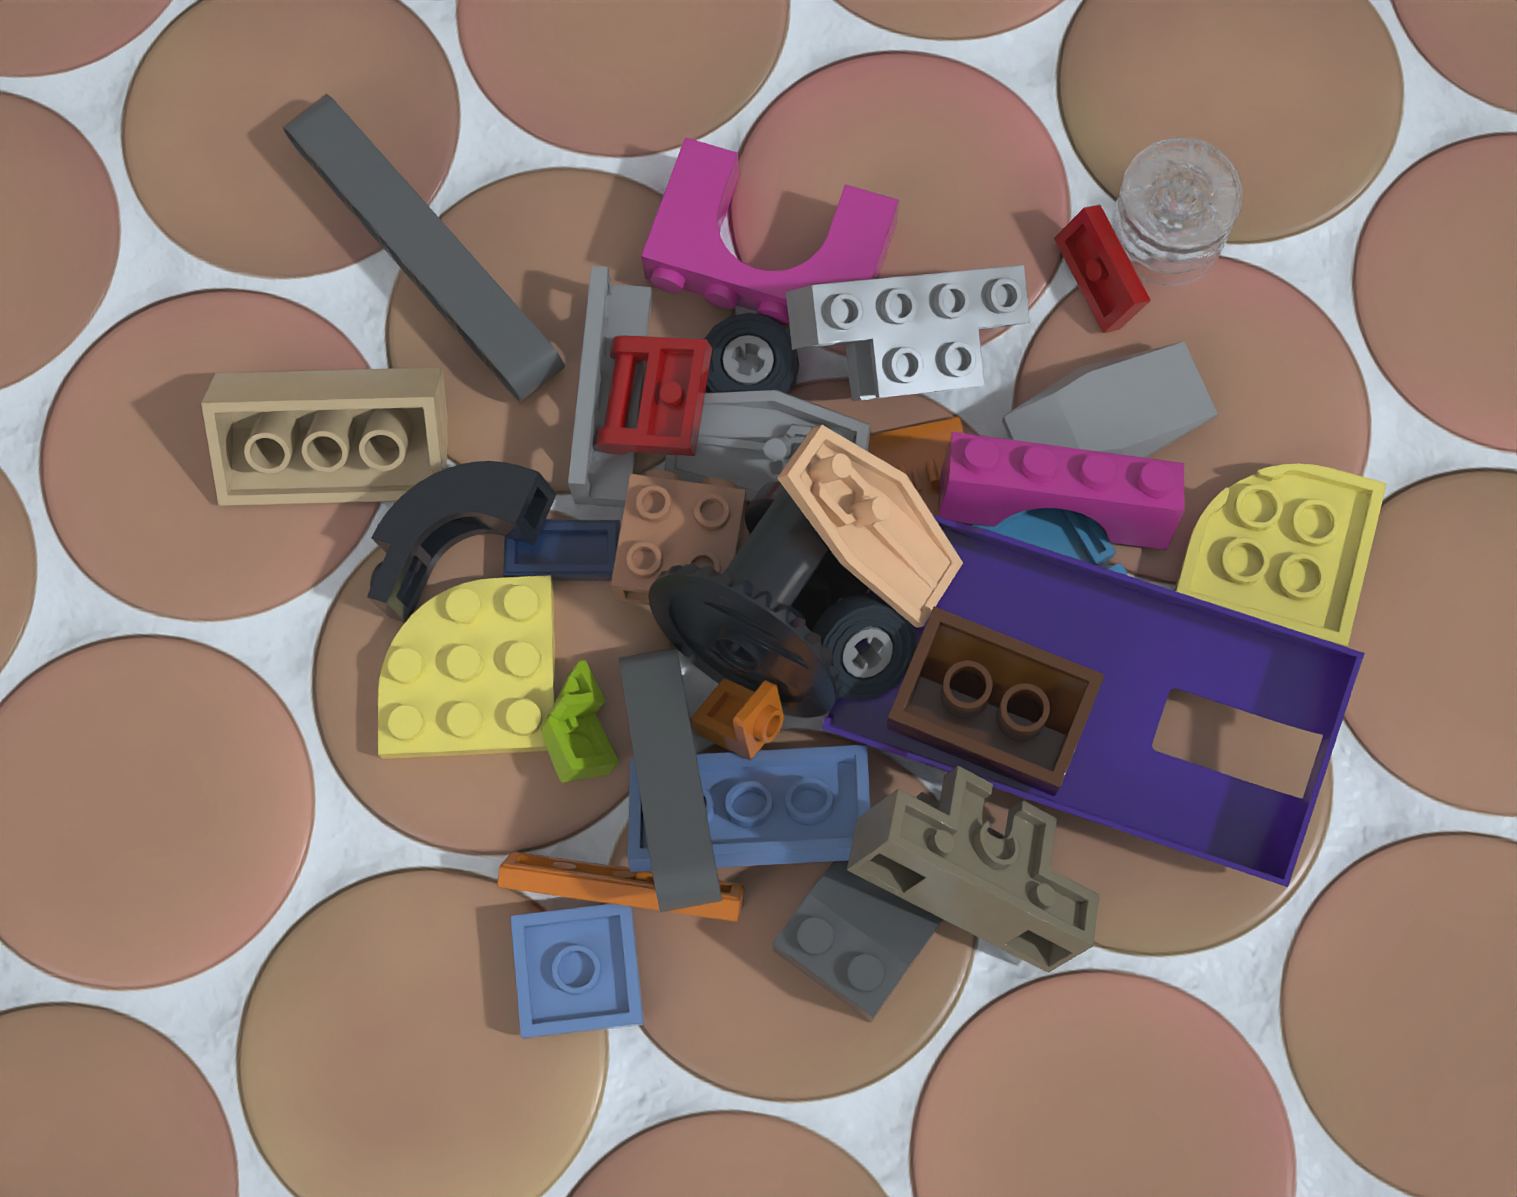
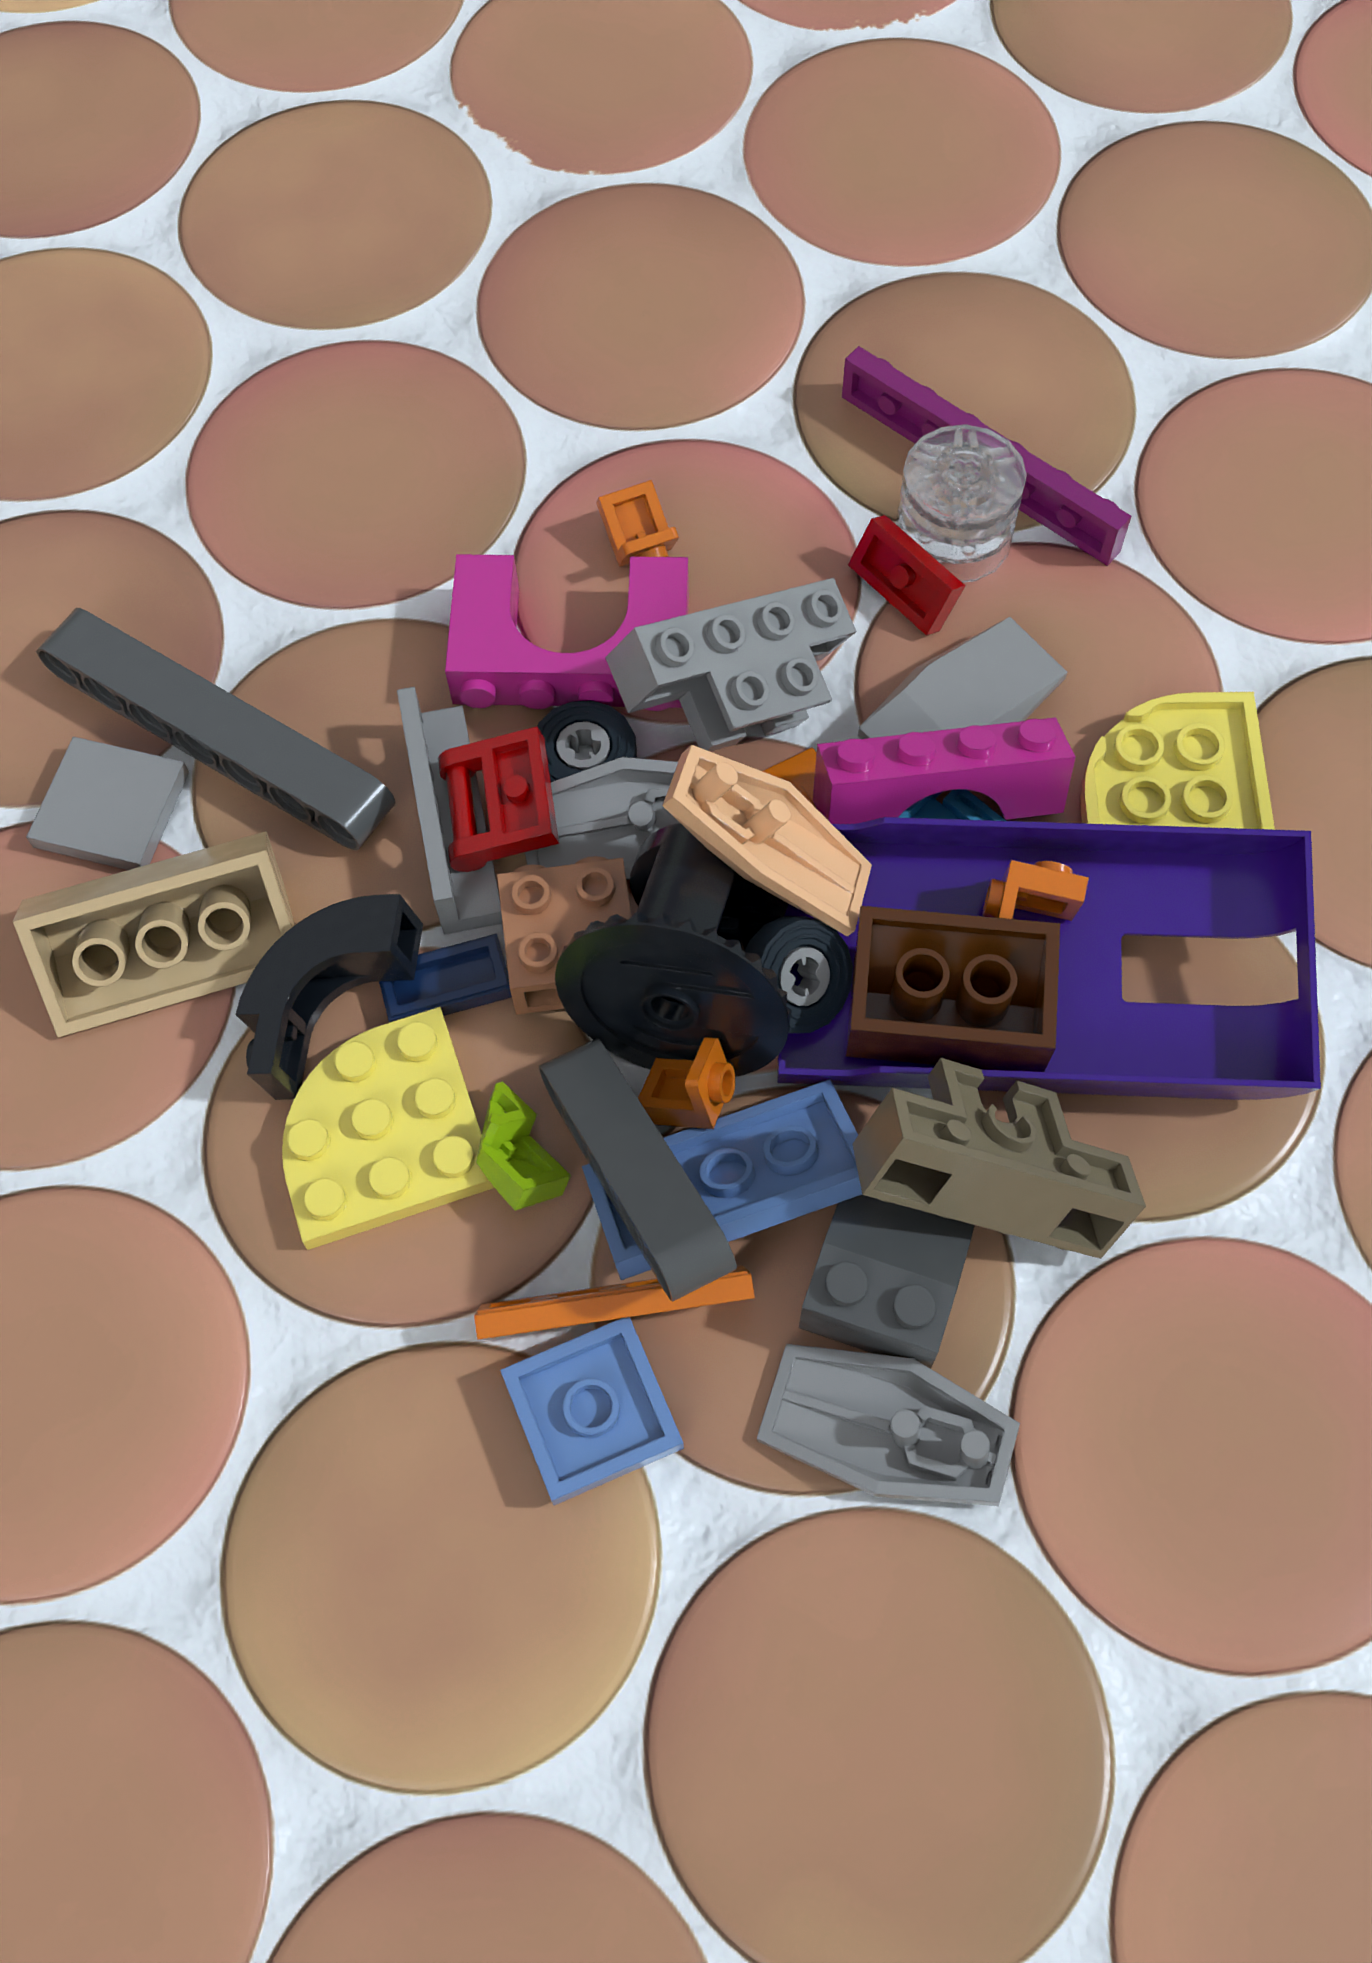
camera: 20 degrees left, 10 degrees down
(312, 294) = (108, 804): none -> light grey tile
(818, 1059) = (888, 1426): none -> light grey piece
(865, 146) = (636, 523): none -> orange bracket
(1109, 630) = (1037, 888): none -> orange bracket
(1264, 216) = (1048, 493): none -> magenta plate

